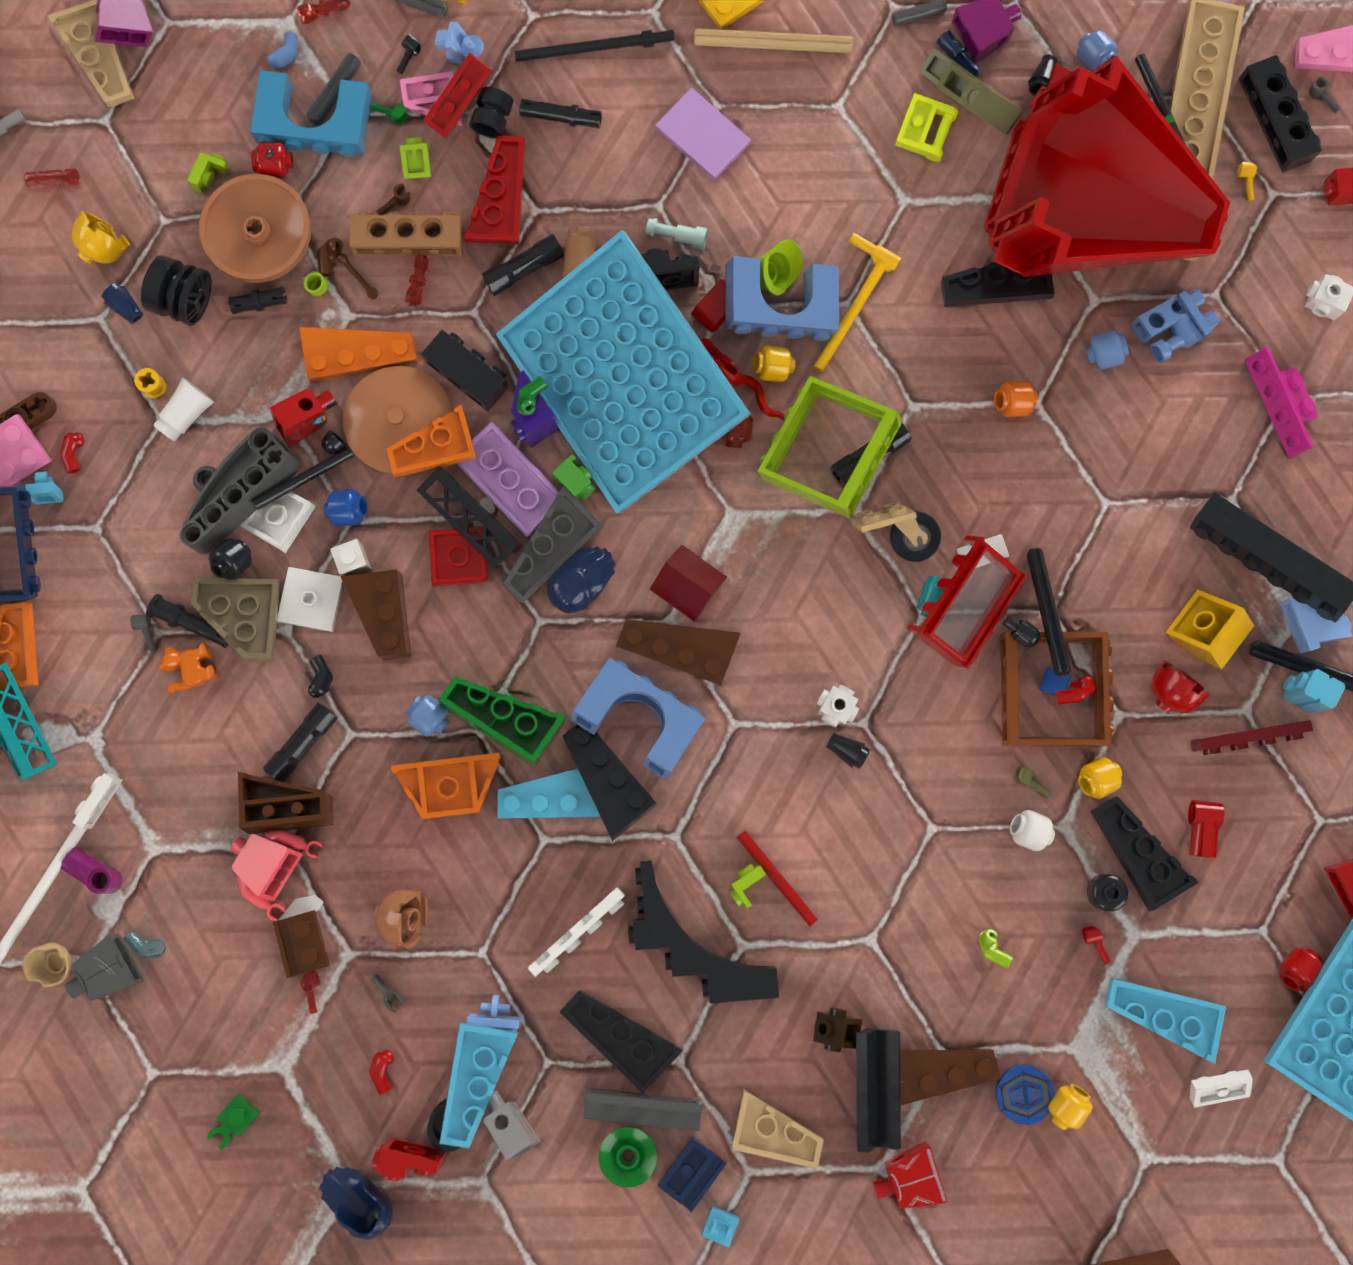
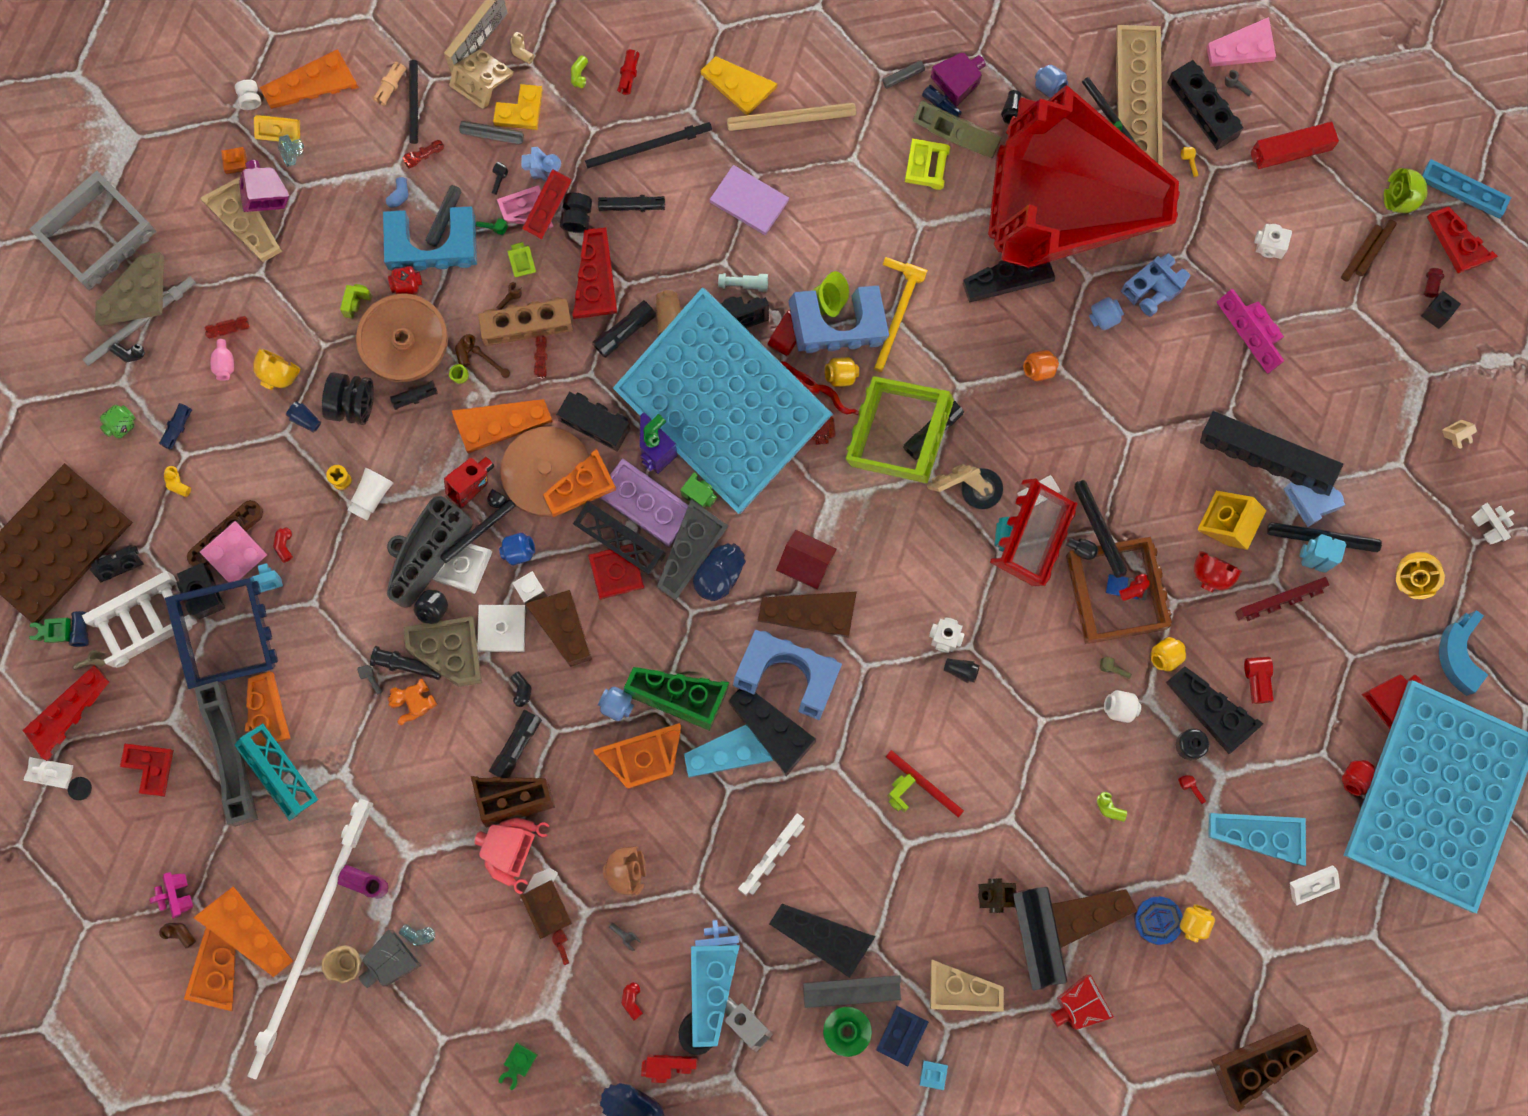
camera: 10 degrees left, 5 degrees down
(38, 218) = (222, 361): none -> bright pink plant
(725, 978) = (836, 842): black arch -> none

